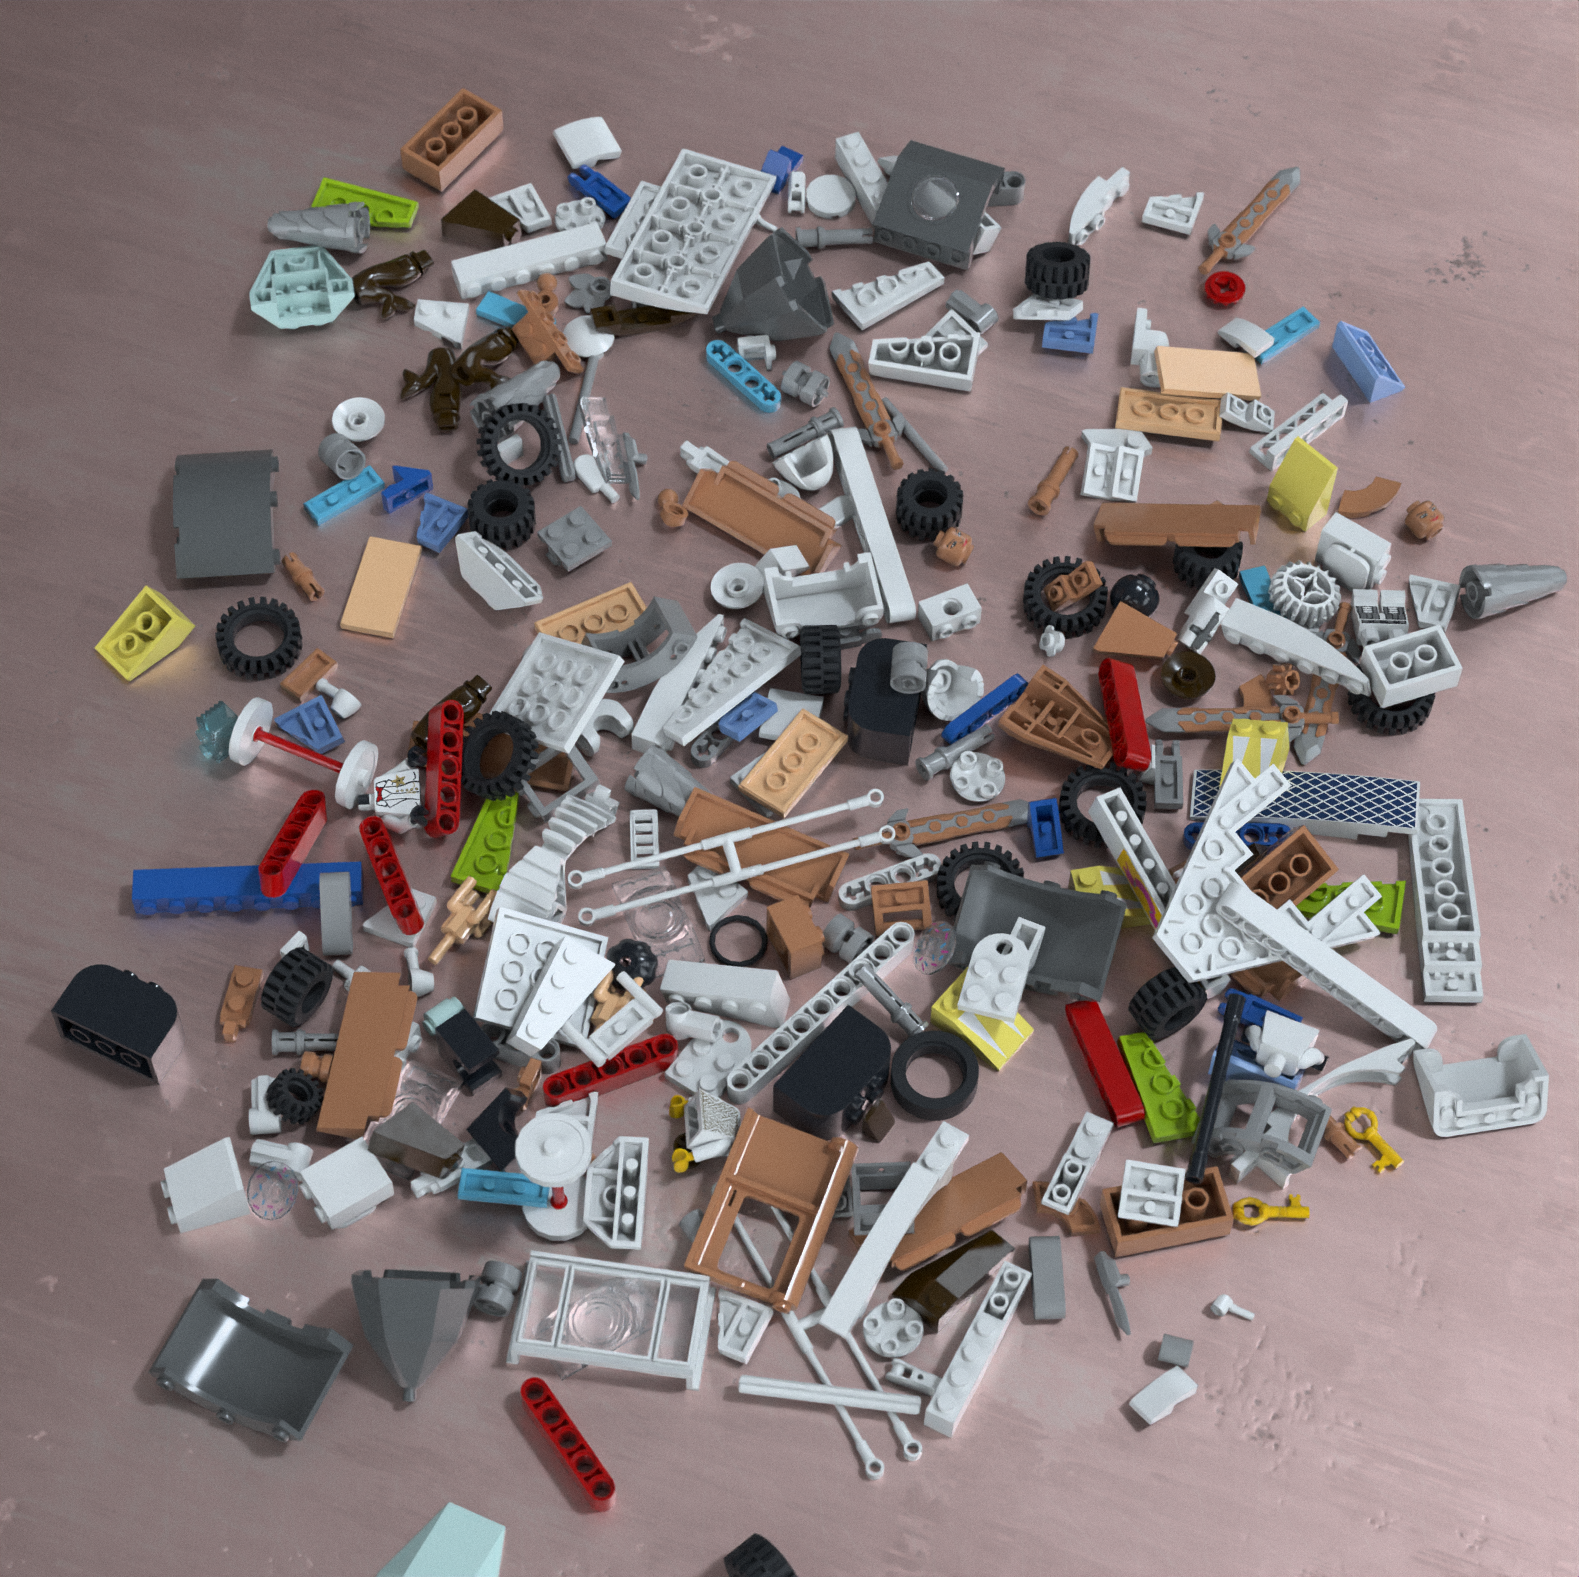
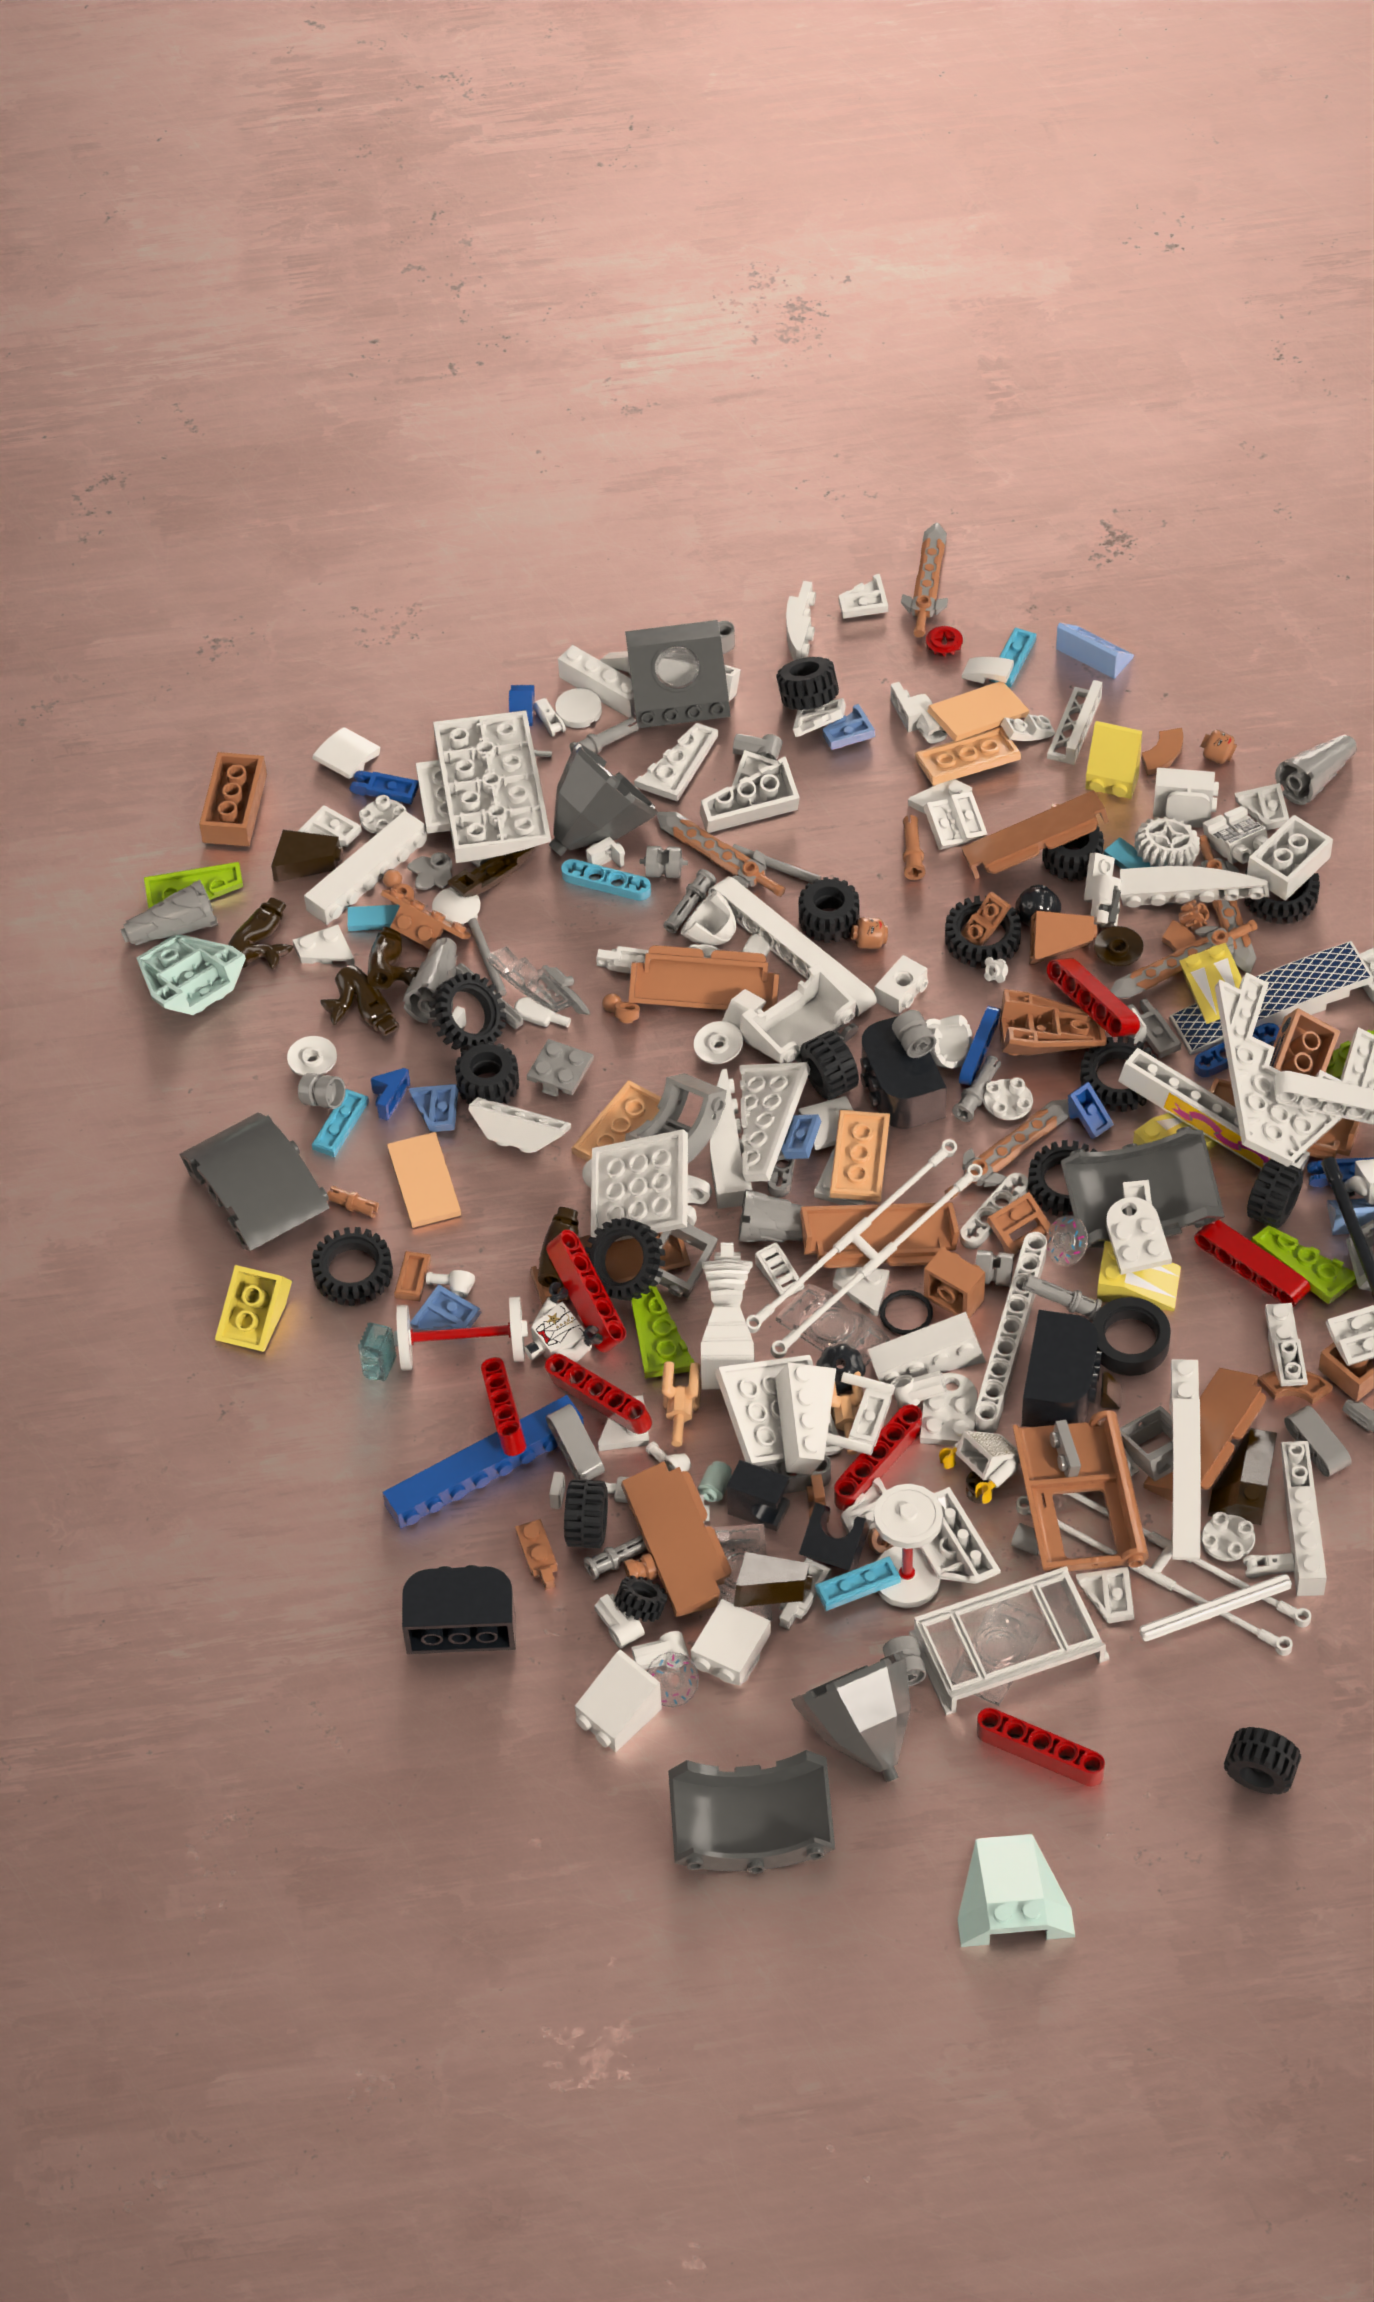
camera: 25 degrees left, 5 degrees down
(784, 1147) = (1067, 1455): none -> light grey plate

